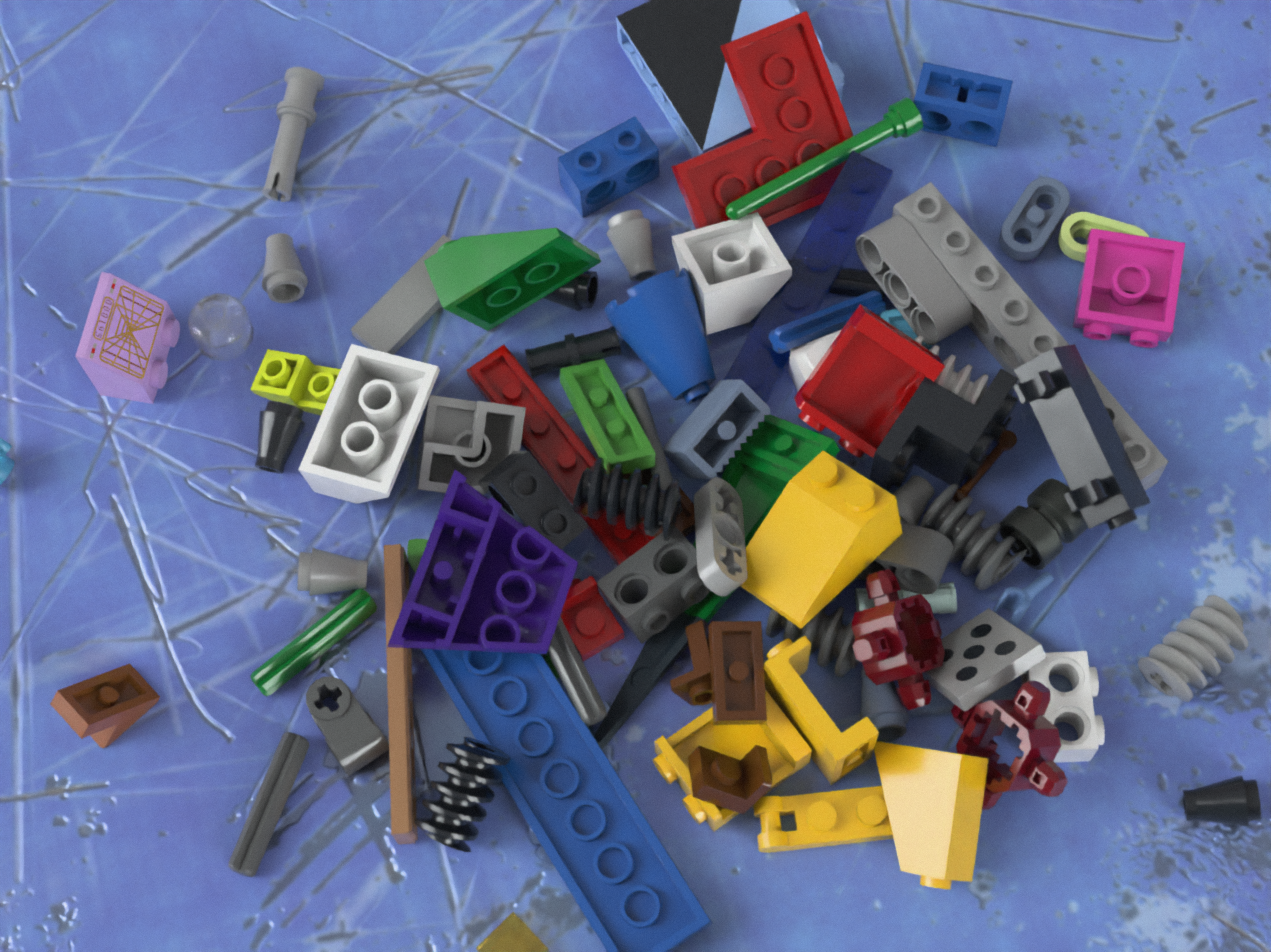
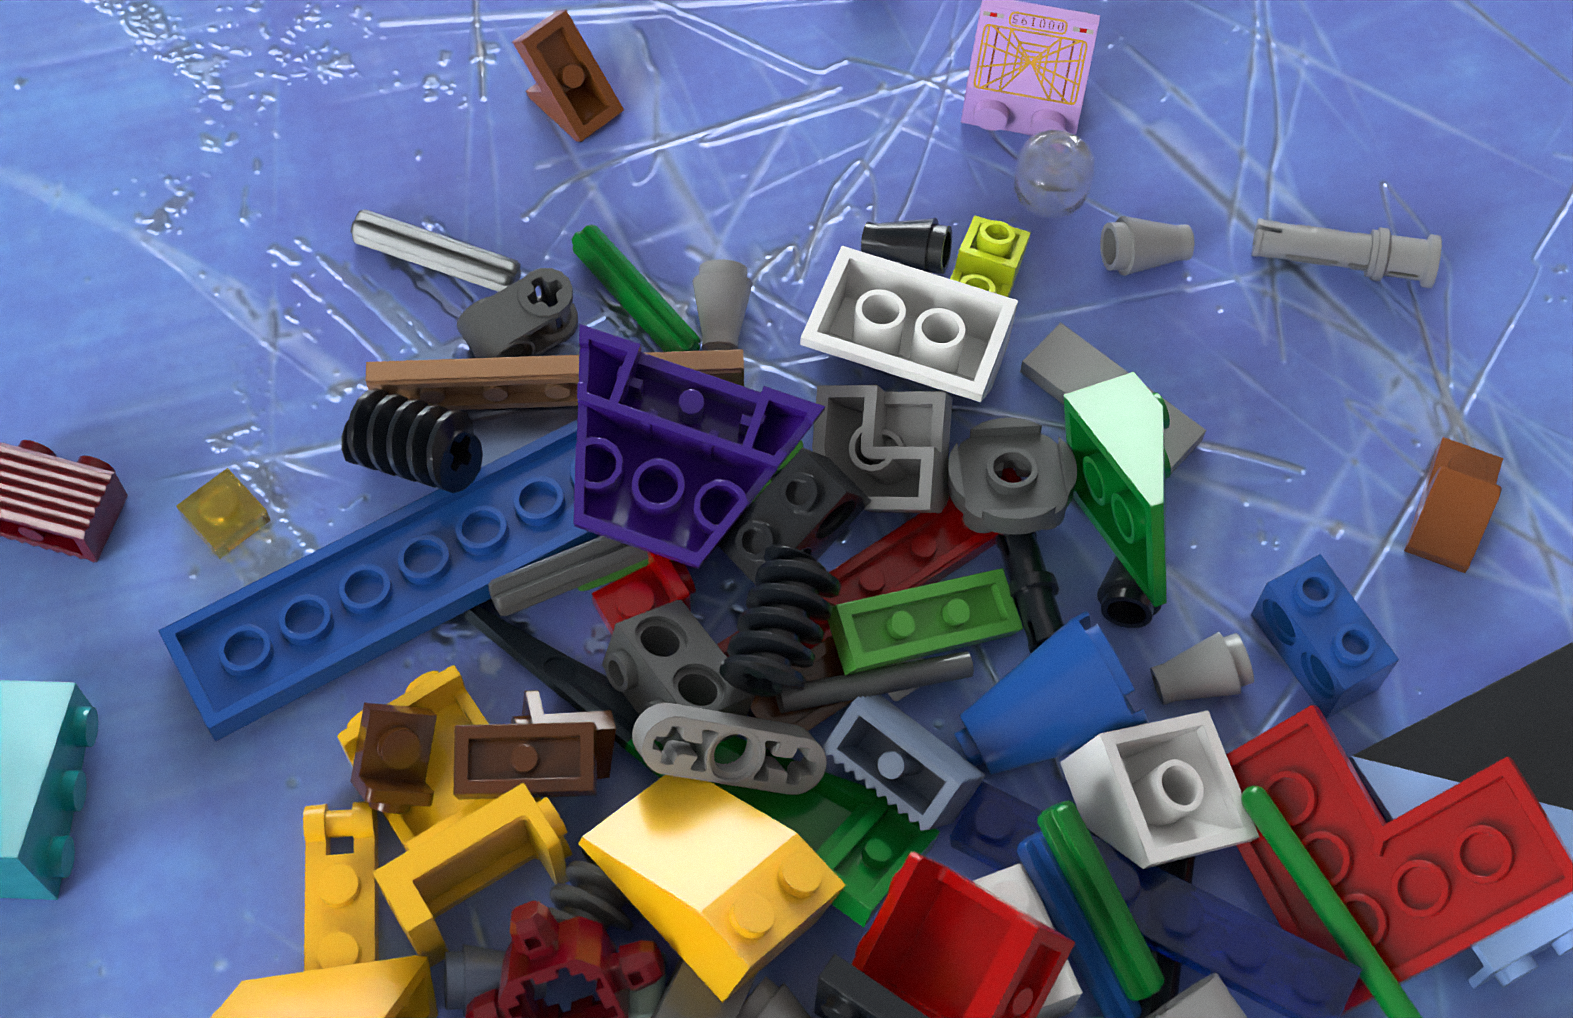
camera: 85 degrees right, 5 degrees down
(500, 83) = (1455, 505): none -> dark orange slope
(510, 374) = (1005, 506): none -> dark grey plate
(813, 302) = (1100, 900): none -> green axle

